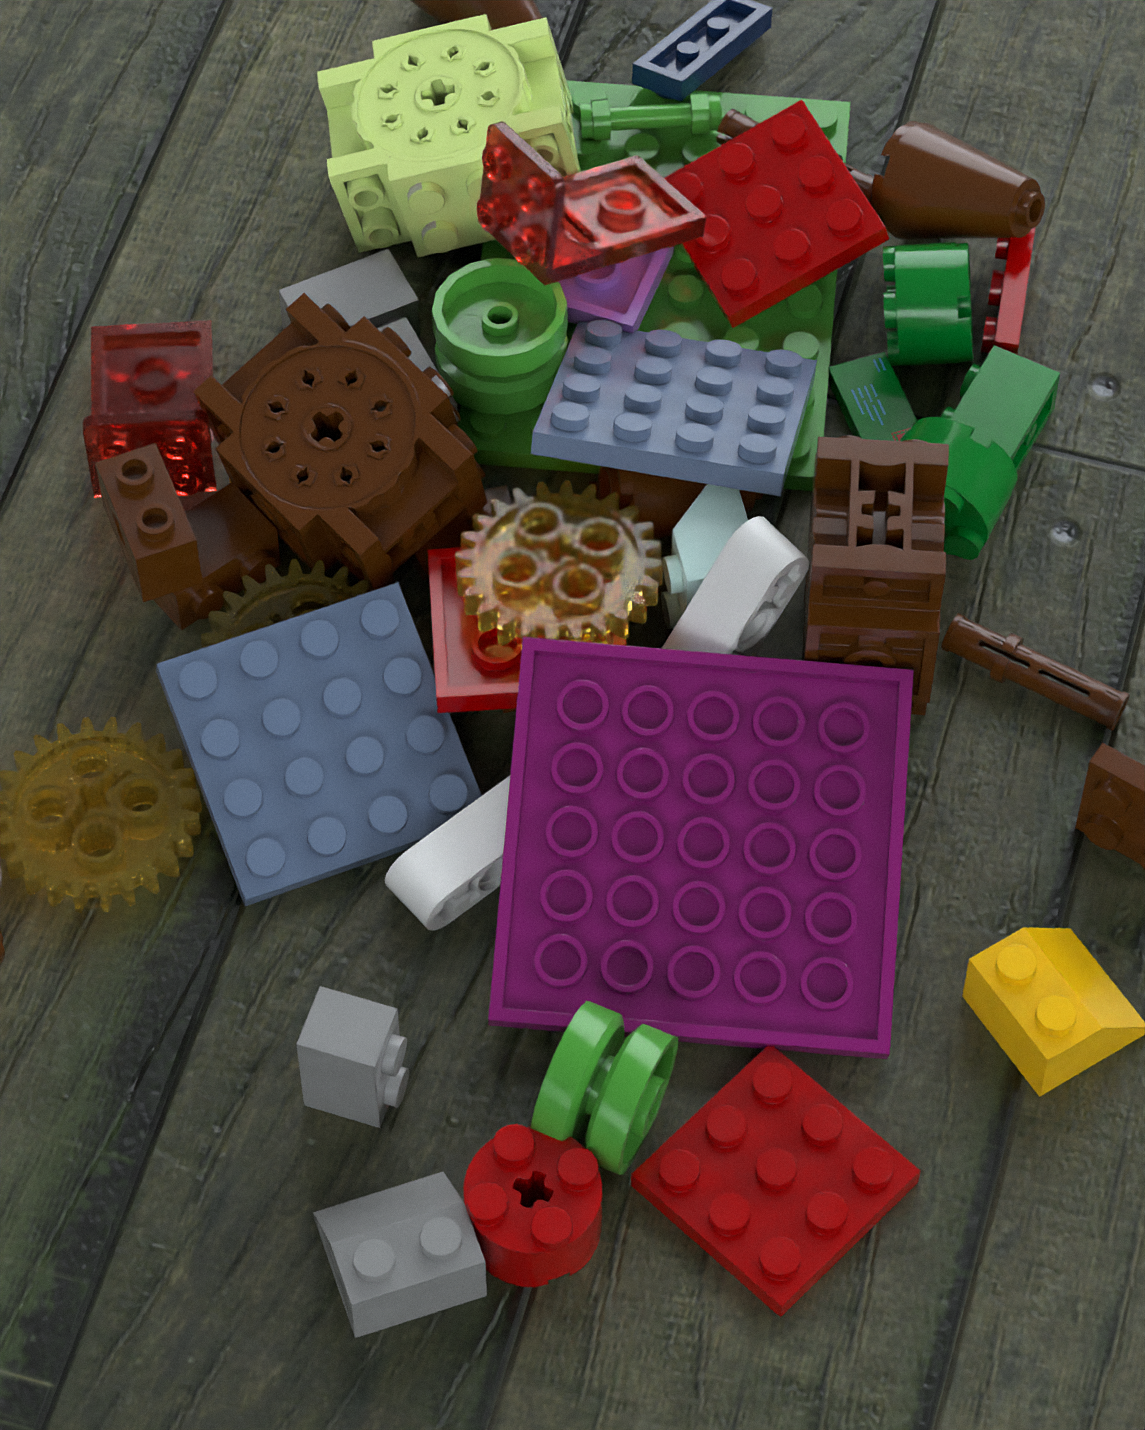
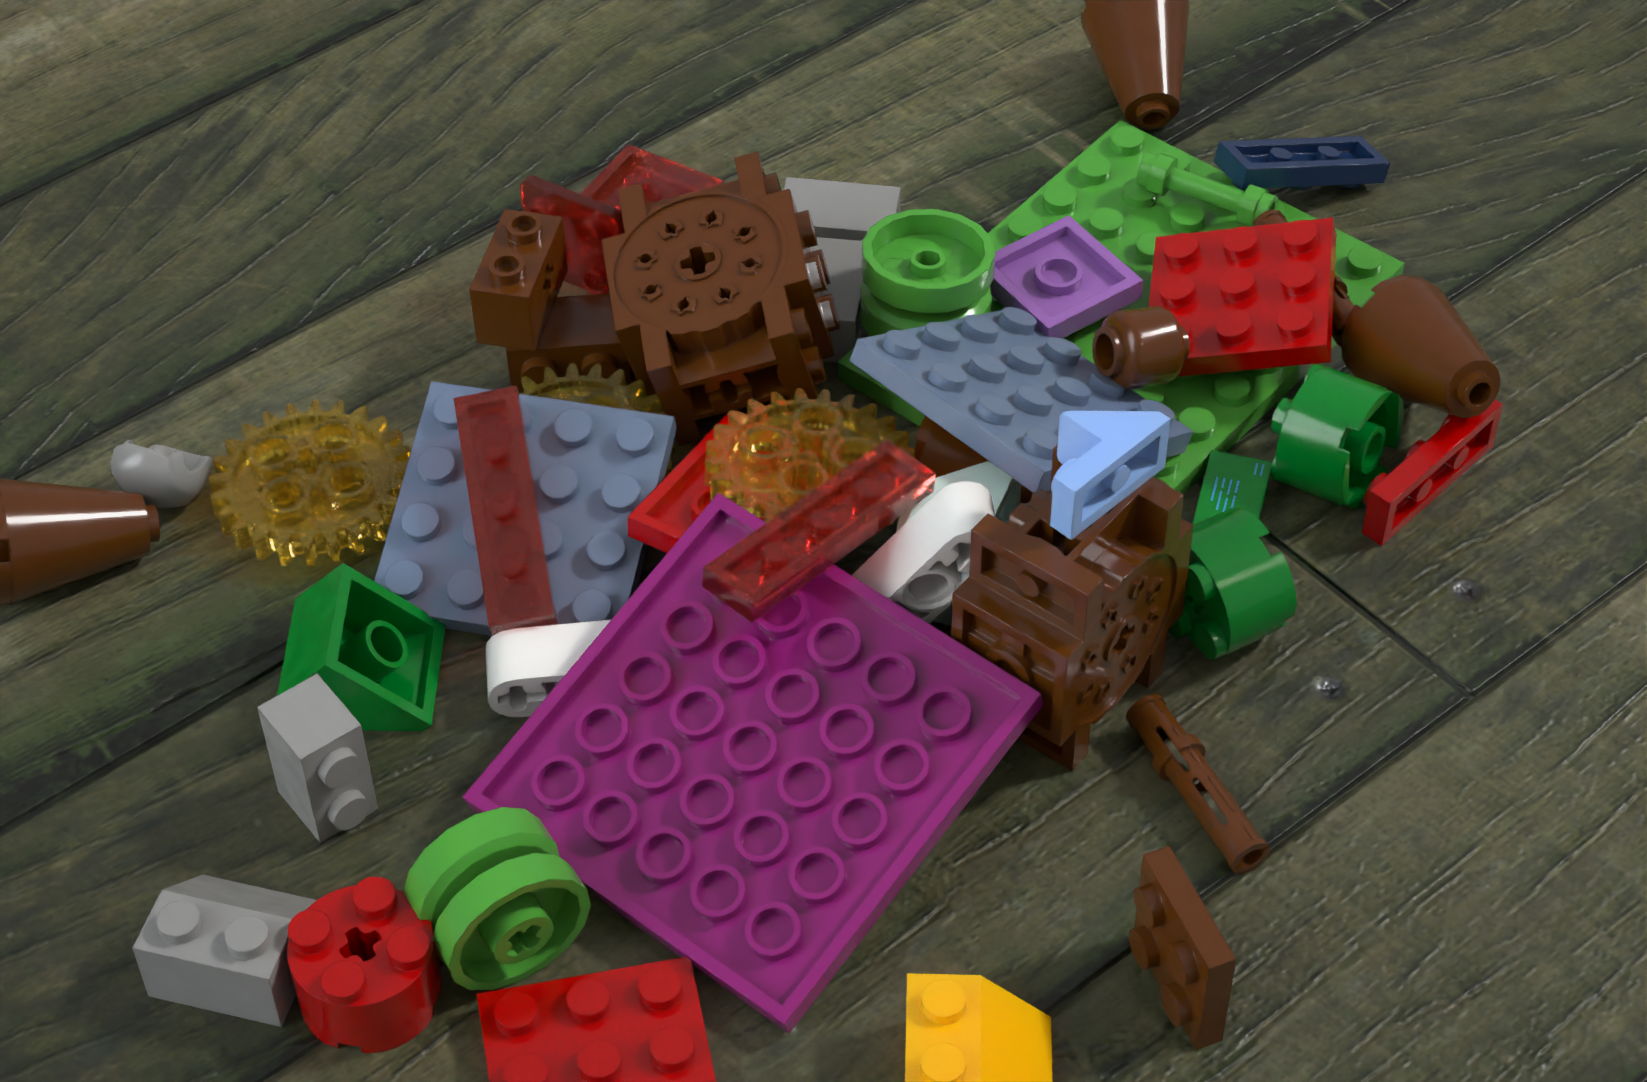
camera: 35 degrees right, 10 degrees down
(279, 944) = (368, 650): none -> green slope
(325, 748) = (505, 510): none -> clear red plate
(418, 119) = (1017, 124): yellowish green piece -> none
(580, 219) = (1056, 220): clear red bracket -> none
(644, 626) = (818, 530): none -> clear red plate
(736, 307) = (1140, 347): none -> reddish brown head
(880, 446) = (1103, 463): none -> light blue slope
(1006, 402) = (1340, 558): green brick -> none

